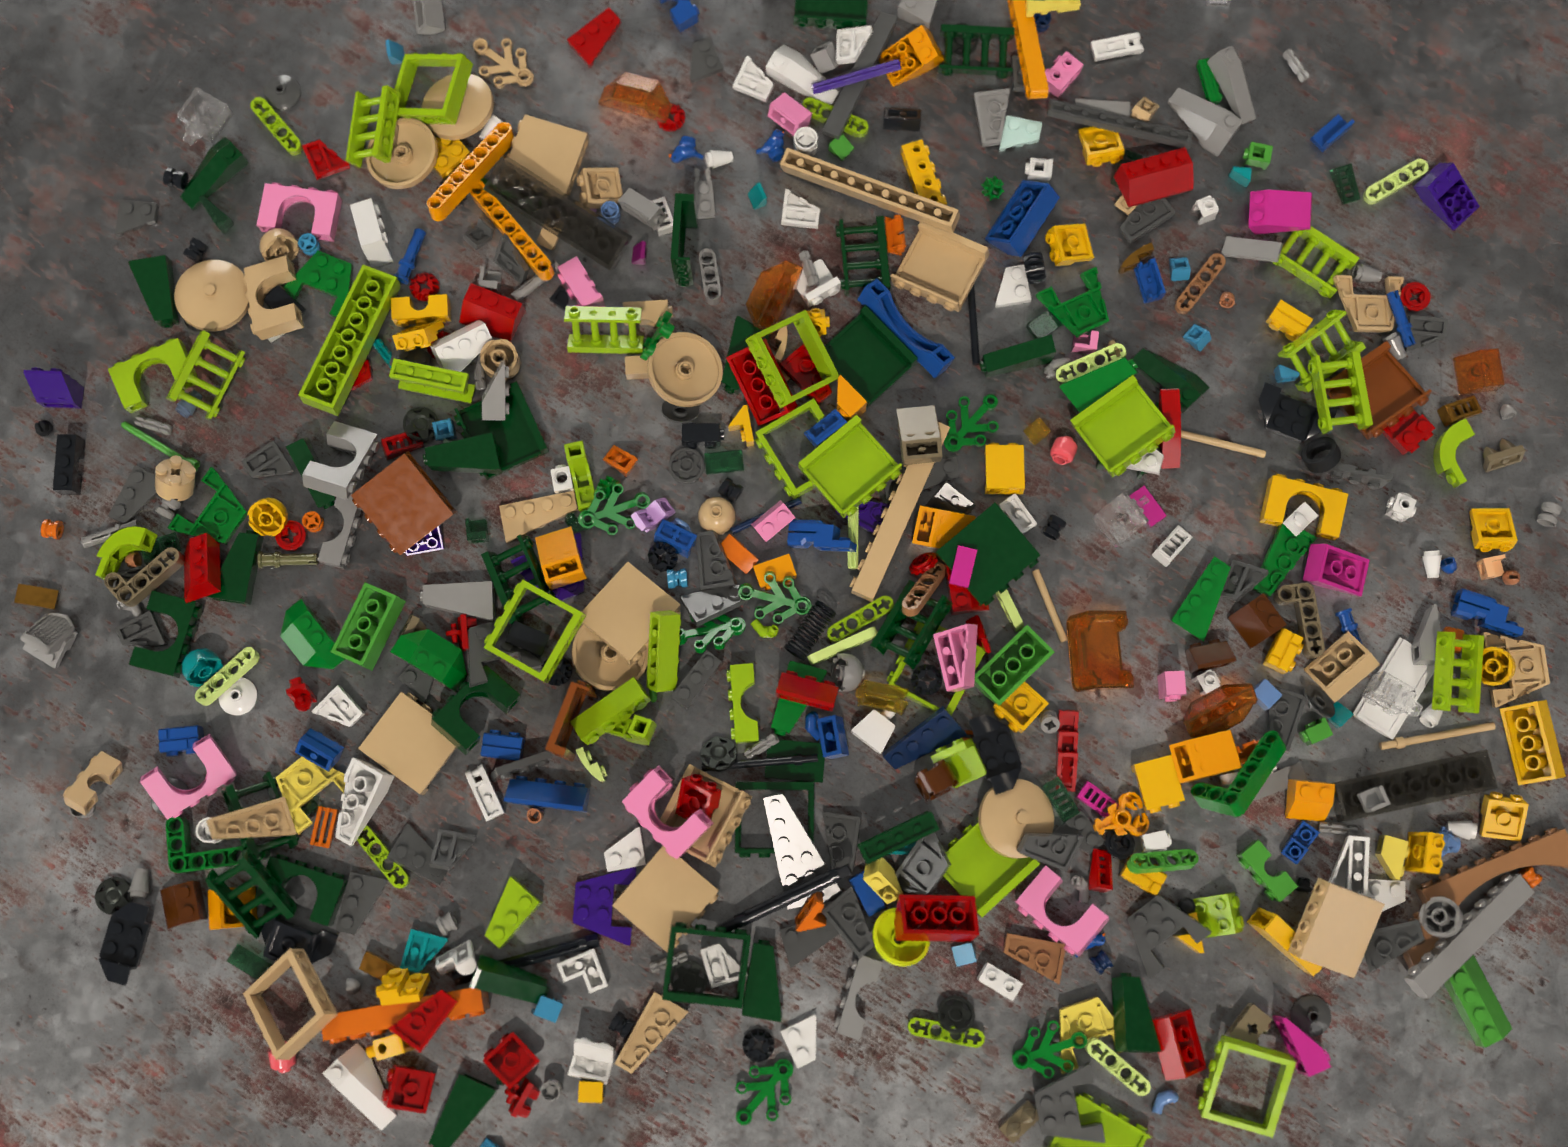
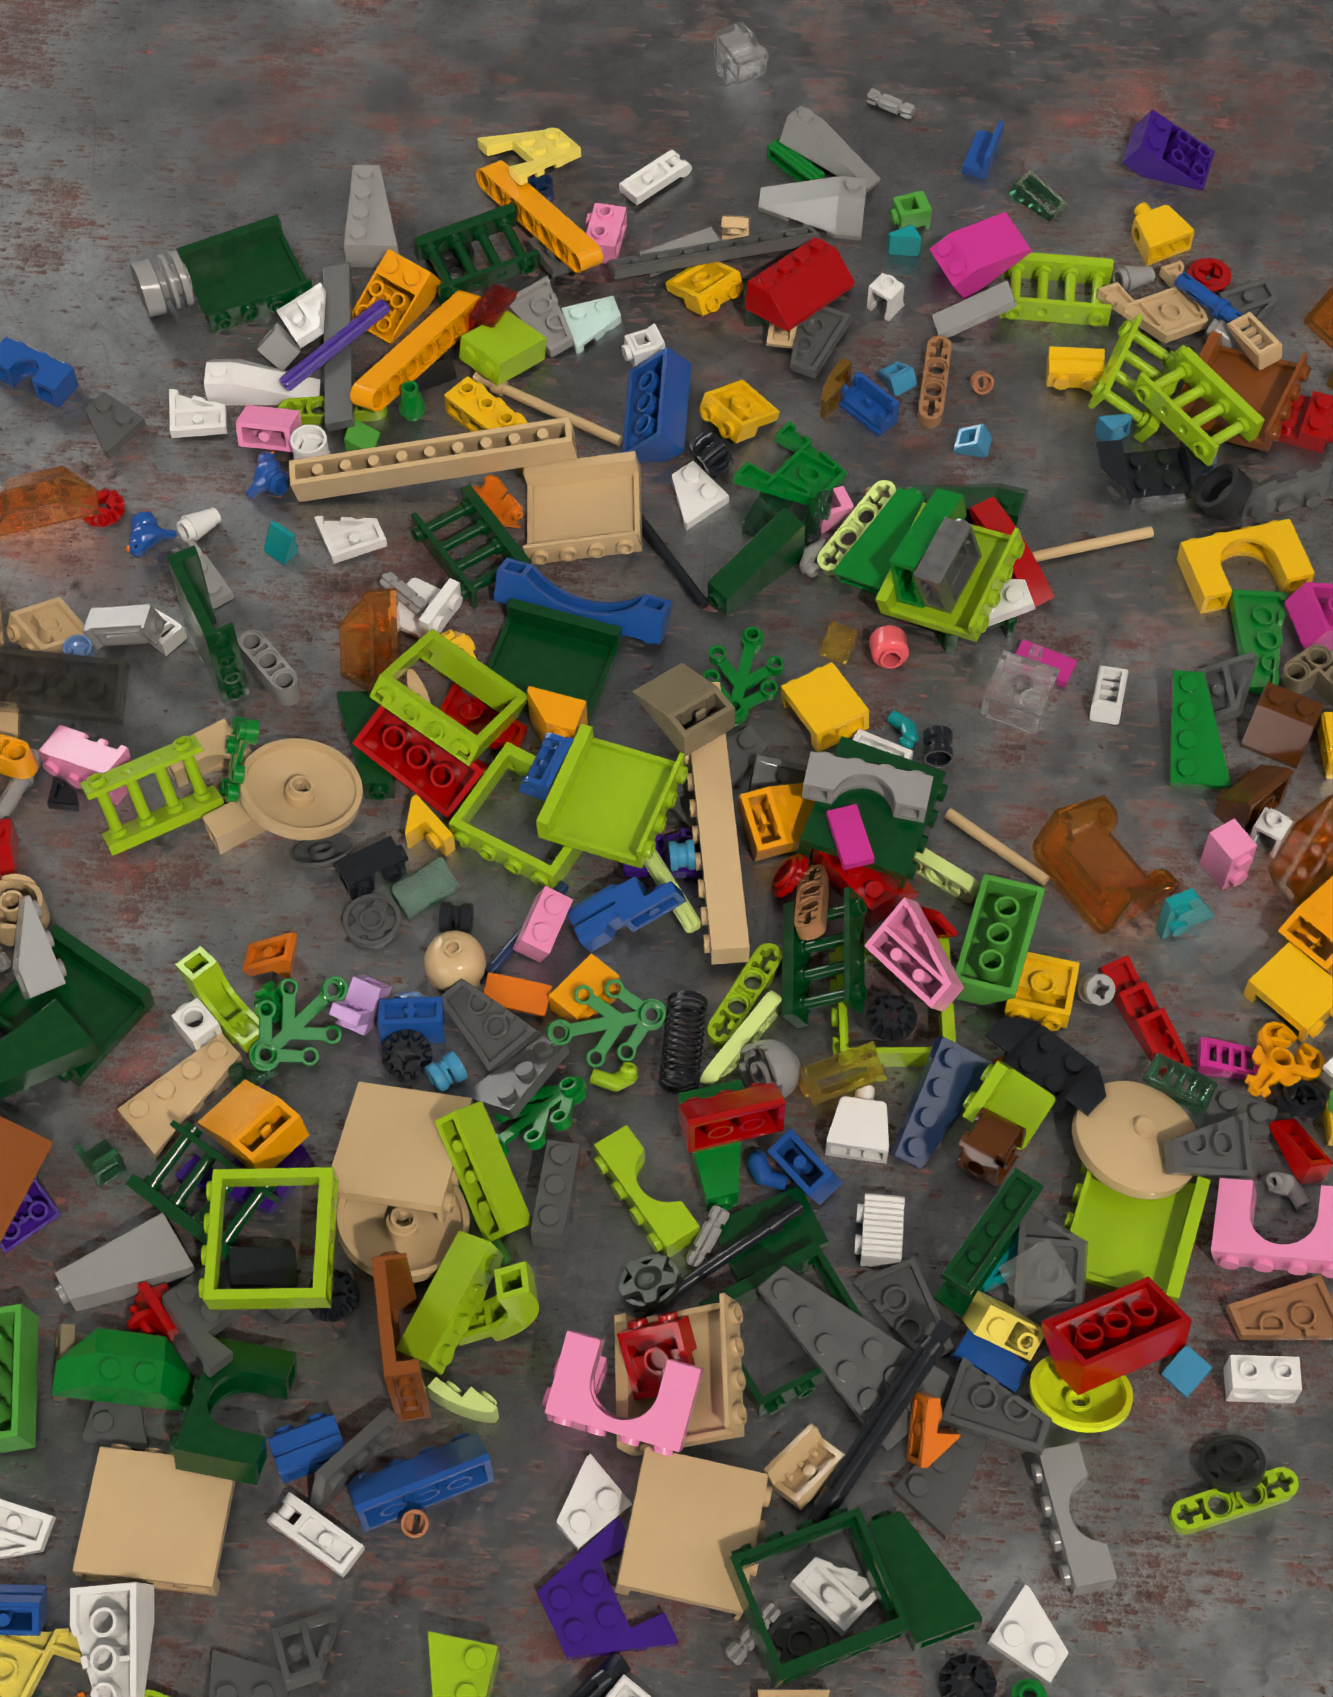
camera: 30 degrees left, 20 degrees down
(639, 253) = (149, 686): magenta slope -> none
(740, 895) = (803, 1467): none -> tan bracket
(853, 792) = (881, 1230): none -> white brick
(869, 521) = (681, 855): none -> dark azure wheel
(881, 139) = (411, 402): none -> green cone
(903, 105) = (415, 352): none -> light orange beam
(914, 866) = (1037, 1277): none -> clear piece
(940, 153) = (549, 409): none -> tan bar
(954, 128) = (503, 350): none -> lime brick
(960, 99) = (491, 307): none -> clear red bracket
(992, 187) = (595, 392): green gear -> none
(1008, 558) = (903, 790): none -> light grey arch
(1044, 506) = (906, 726): none -> teal arm
(1070, 343) = (816, 512): none -> clear green slope
(1118, 404) = (917, 540): none -> green slope
(1120, 425) = (947, 564): none -> flat silver window
(1122, 705) = (1182, 912): none -> teal wing
(1300, 518) = (1251, 574): white slope -> none
(1395, 181) = (1093, 167): yellowish green beam -> none
(1403, 250) = (1160, 233): none -> yellow torso
(1408, 374) = (1264, 354): none -> tan slope

